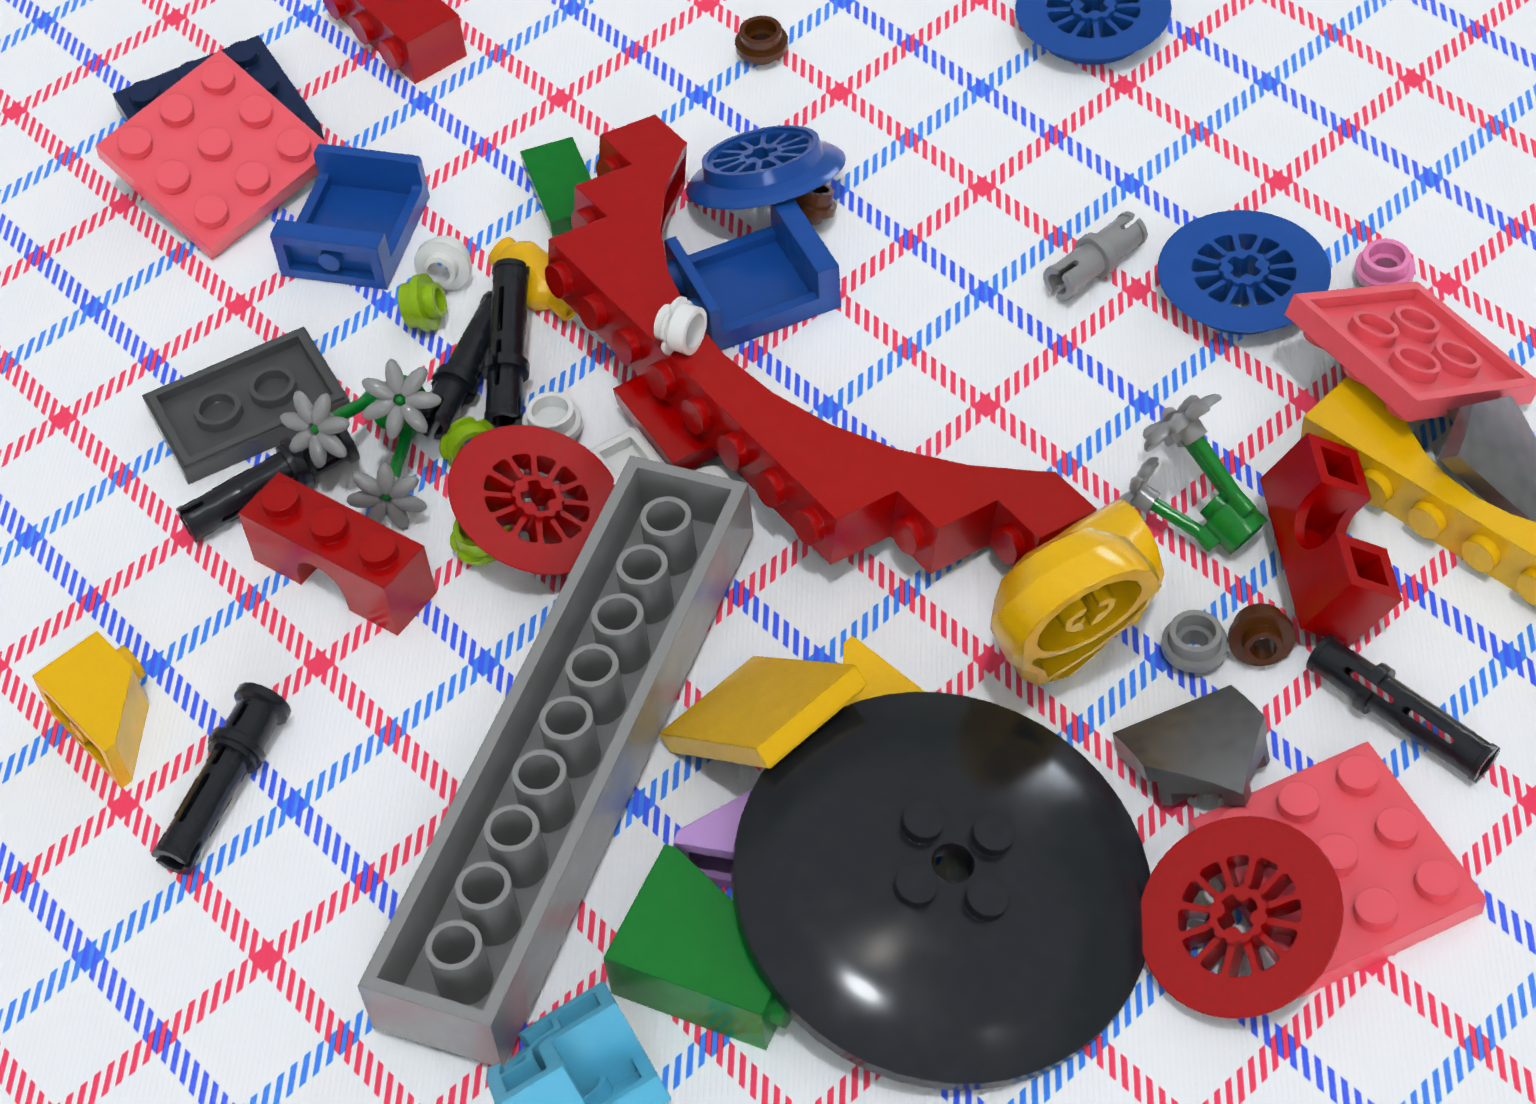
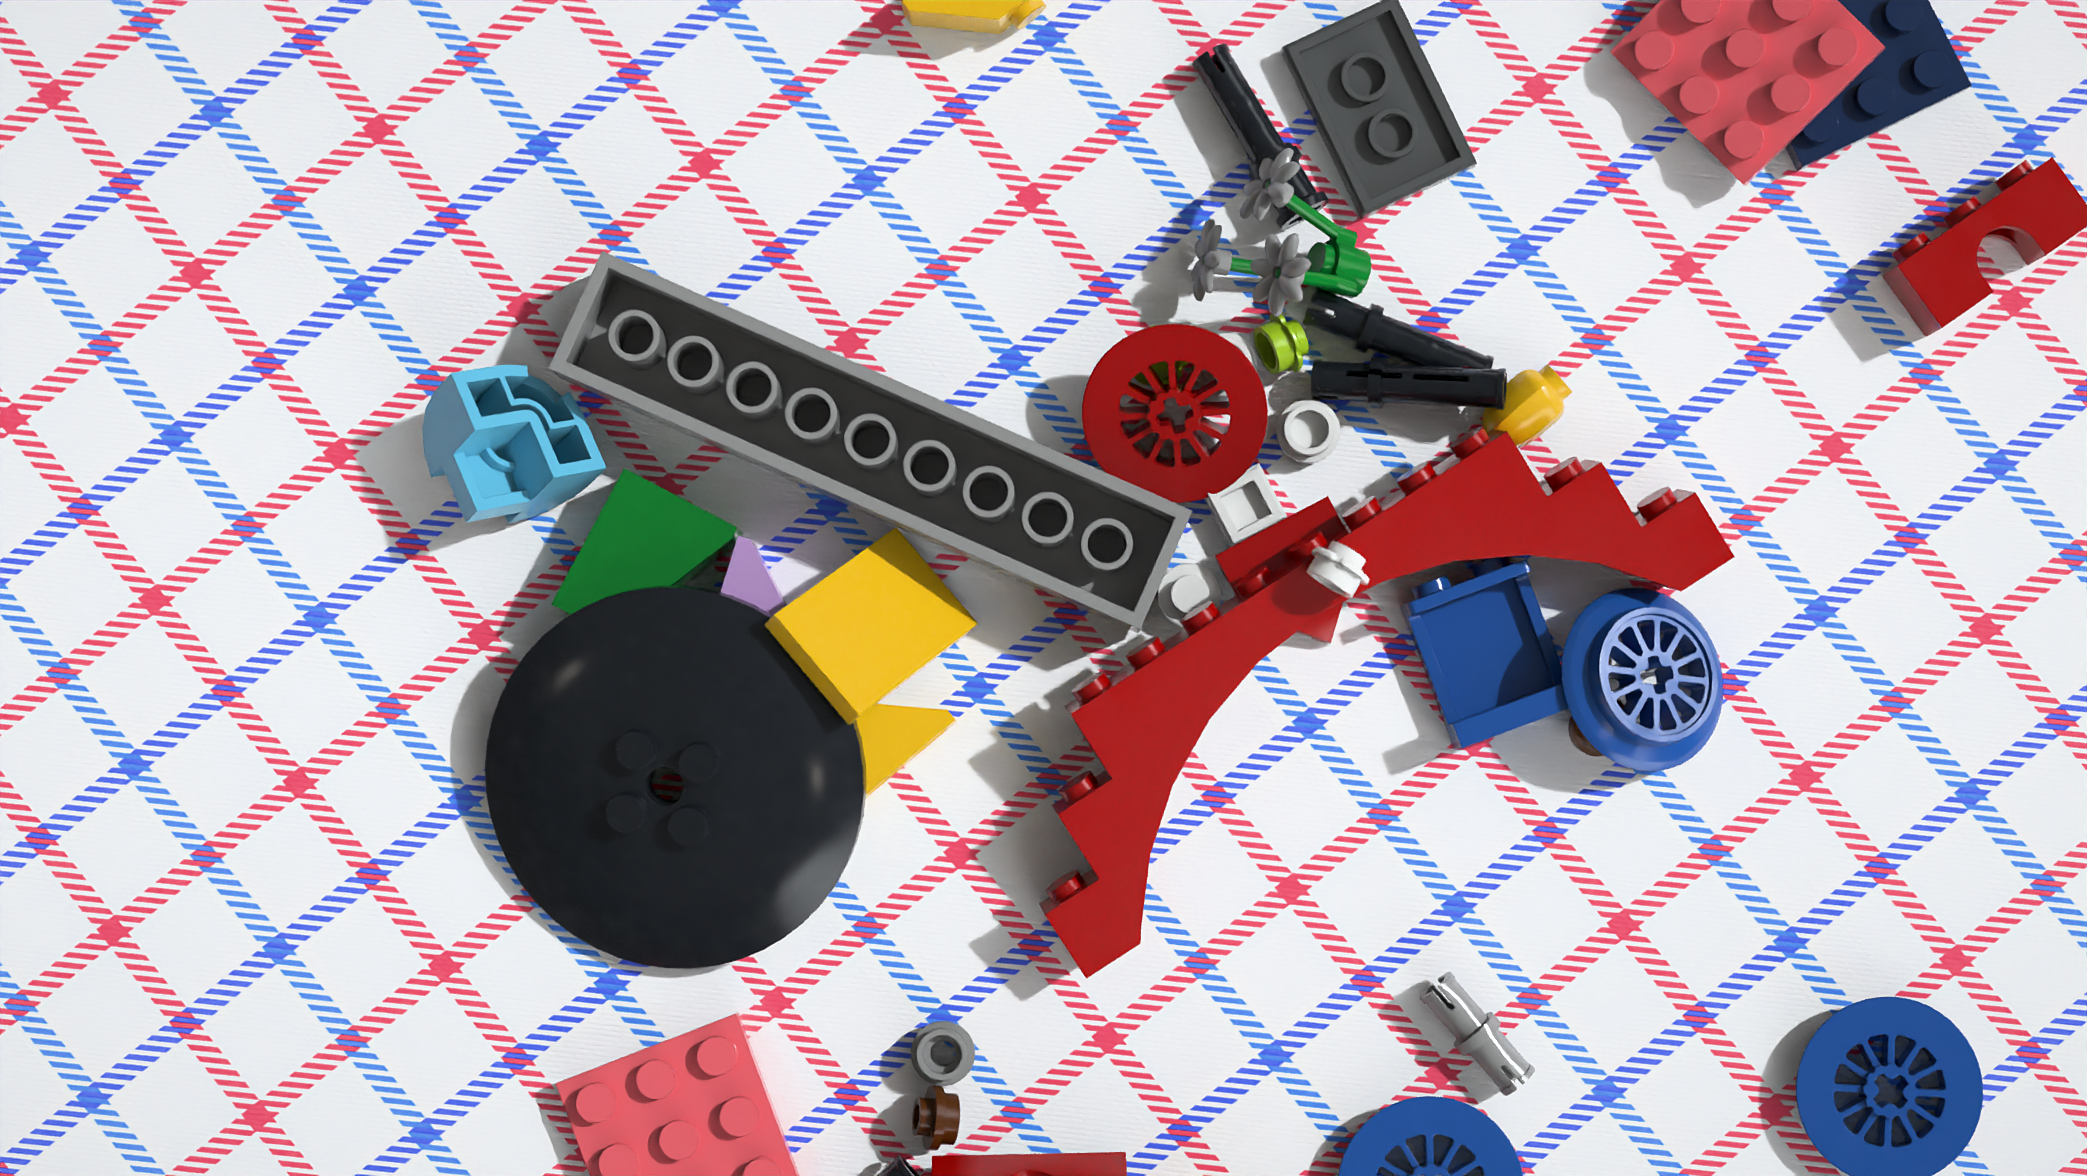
camera: 90 degrees right, 35 degrees up
(233, 753) = (915, 122): black pin -> none
(354, 218) = (1638, 212): blue panel -> none
(374, 566) = (1139, 211): red arch -> none
(422, 302) = (1491, 291): lime plate -> none
(448, 252) = (1550, 314): white plate -> none
(553, 173) = (1671, 447): green tile -> none
(761, 40) = (1907, 689): reddish brown plate -> none
(1076, 593) = (949, 940): yellow piece -> none
(1190, 867) = (578, 986): red piece -> none
(1199, 748) = (814, 1037): flat silver slope -> none
(1230, 514) = (1090, 1112): plant -> none

